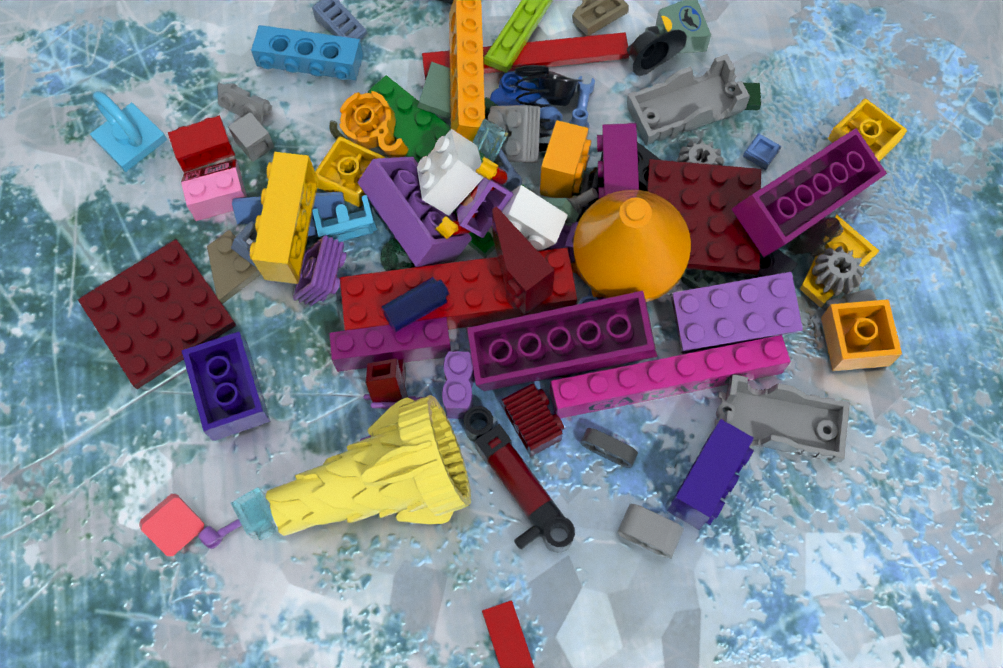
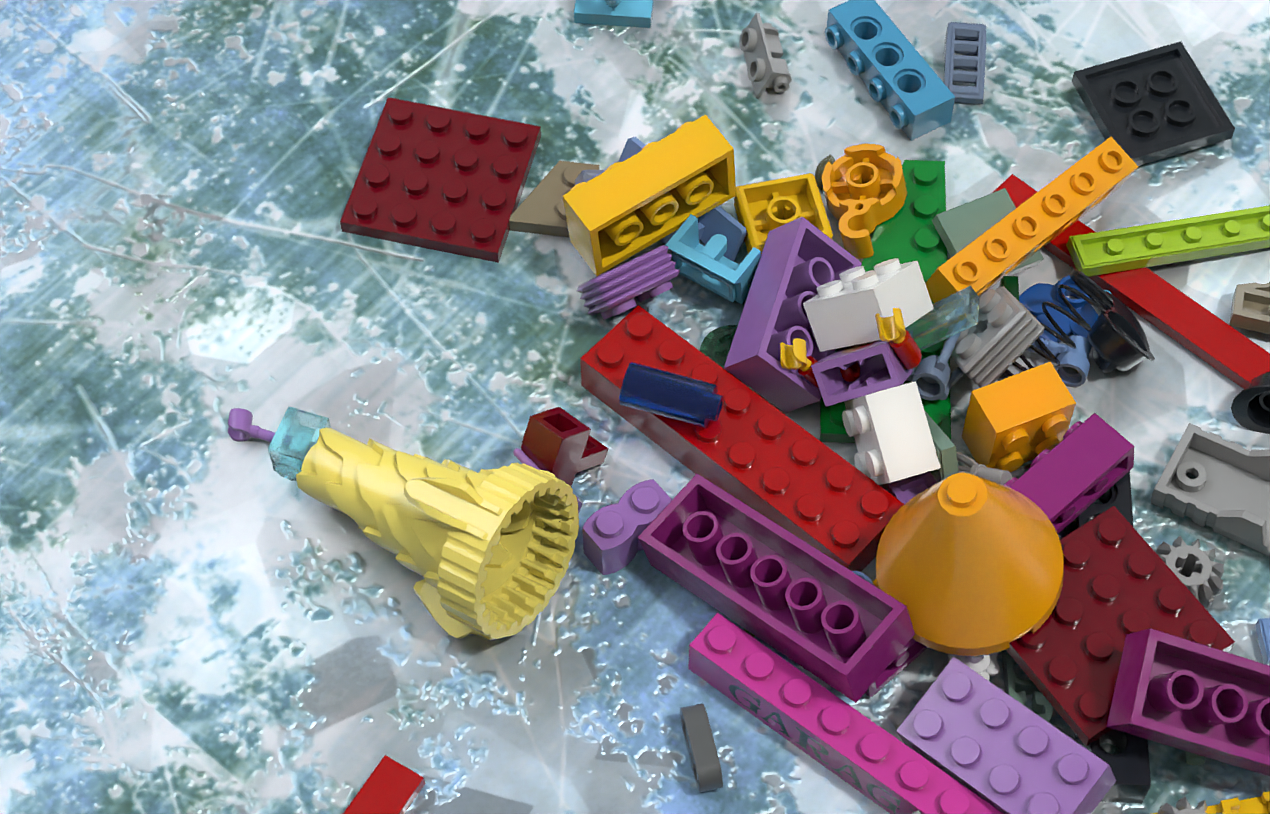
camera: 50 degrees right, 10 degrees down
(171, 525) = (220, 375): coral piece -> none
(201, 143) = (673, 59): red brick -> none
(212, 189) = (628, 108): bright pink slope -> none
(225, 386) = (414, 302): dark purple brick -> none
(251, 136) = (729, 95): light grey brick -> none
(413, 343) = (634, 437): magenta brick -> none
(497, 451) = (586, 634): piece -> none
(523, 269) = (806, 468): dark red slope -> none
(533, 419) = (658, 637): dark red brick -> none
(580, 114) = (1101, 394): medium blue brick -> none
(815, 237) = (1217, 778): clear smoke dish -> none

